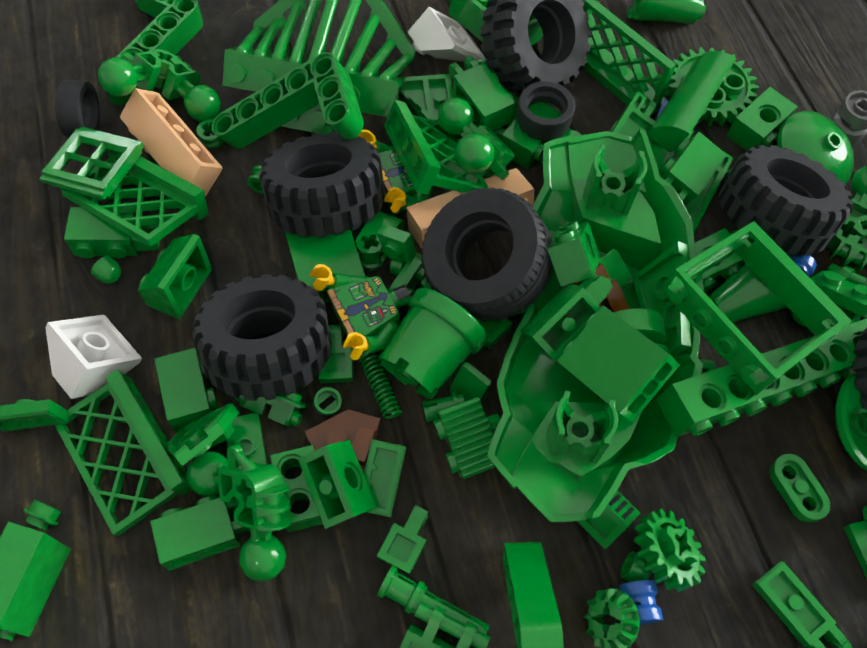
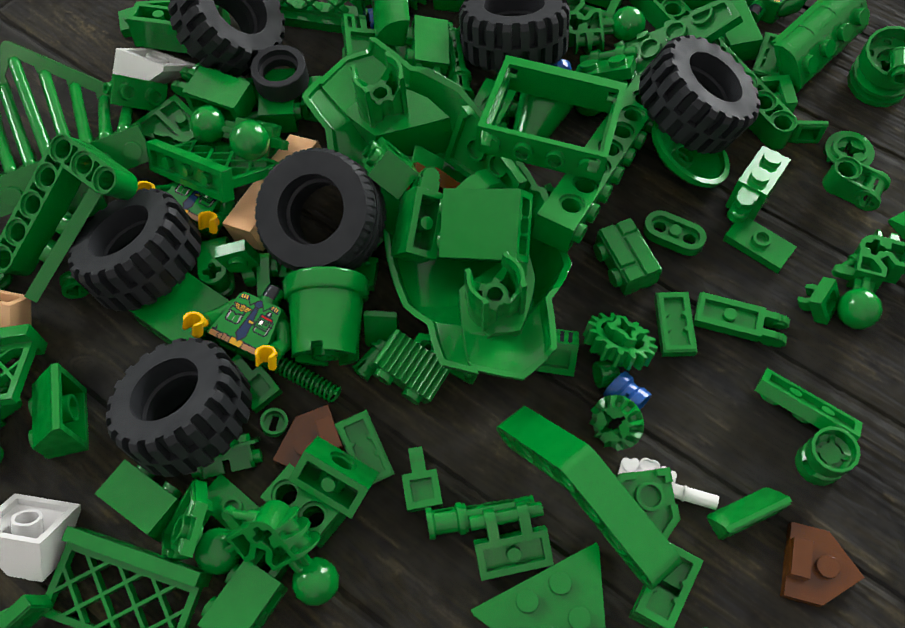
camera: 30 degrees left, 0 degrees up
(267, 143) = (56, 250): none -> green wing
(418, 53) = (135, 92): none -> green hinge
(707, 214) = (457, 68): none -> green pin
(735, 478) = (627, 257): none -> green brick
(735, 572) = (675, 324): none -> green plate

